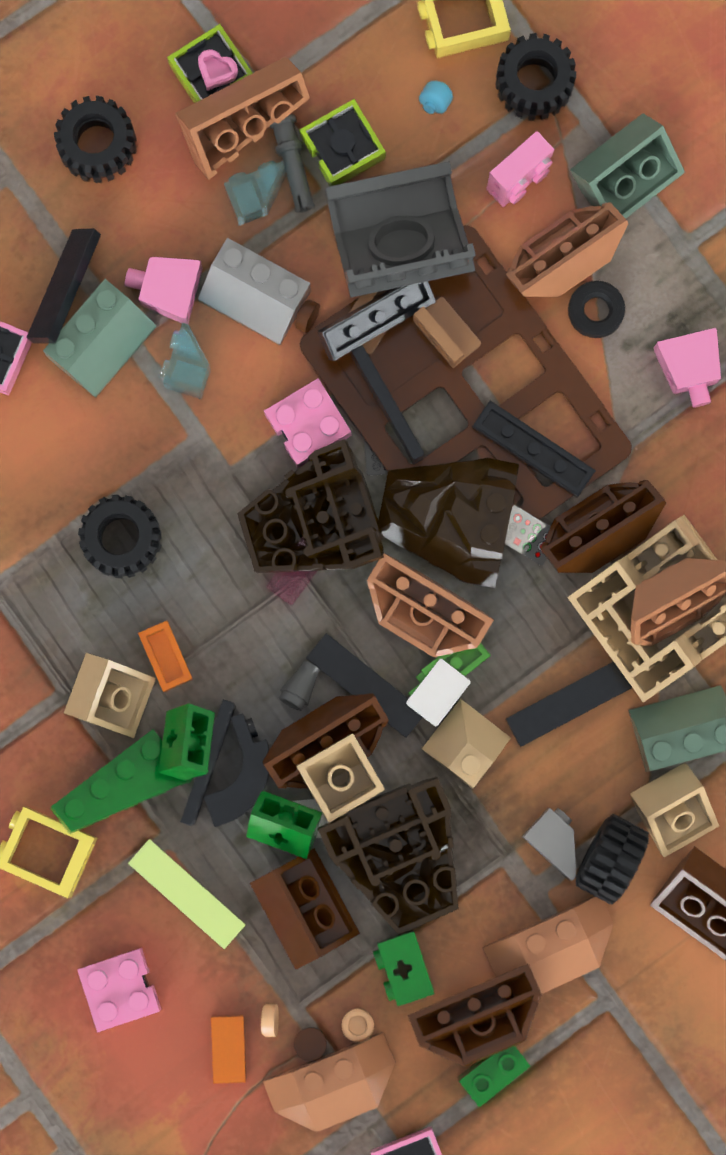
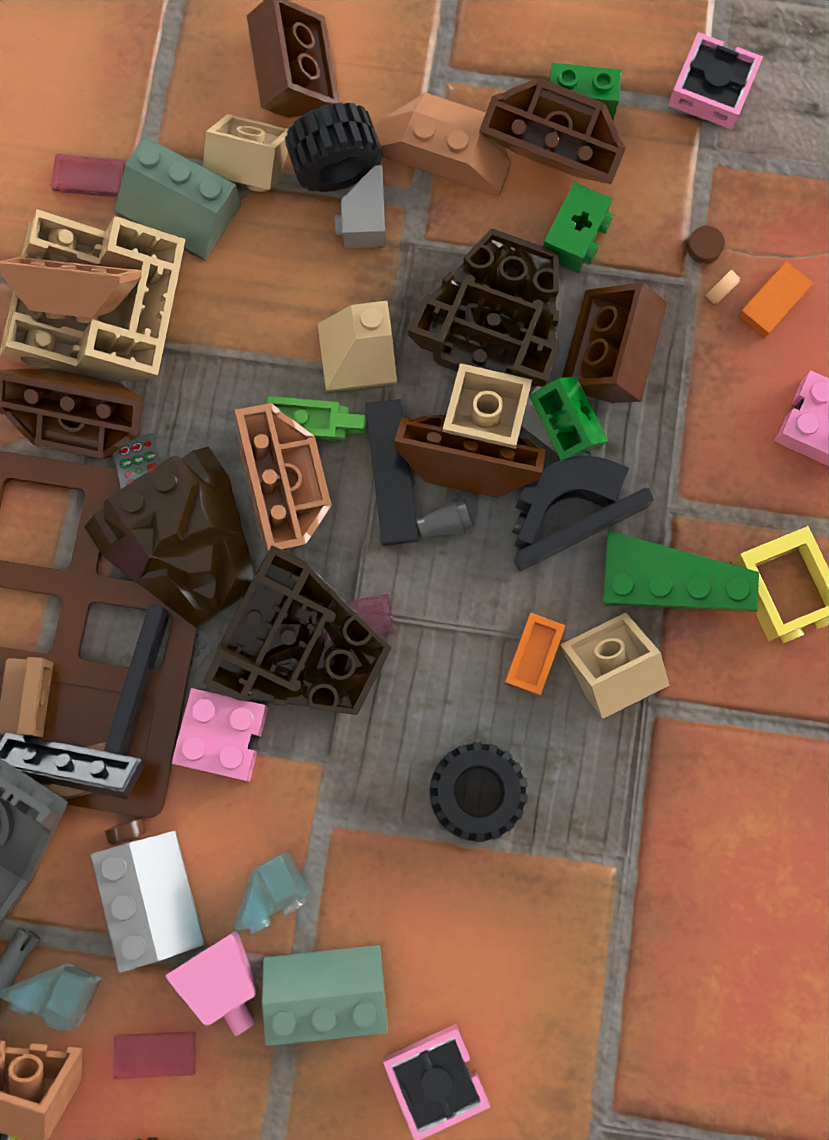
camera: 135 degrees left, 5 degrees down
(63, 286) = (309, 1078): black tile -> none
(166, 215) = (154, 1055): none -> clear pink tile
(186, 742) = (587, 558): green brick -> none
(187, 893) = (698, 446): yellowish green tile -> none
(333, 1085) = (716, 193): nougat wedge -> none
(357, 1025) = (654, 225): light nougat tile -> none
(438, 692) = (339, 405): white sticker -> none
(533, 449) = (59, 528): black tile -> none
(567, 704) = (245, 306): black tile -> none

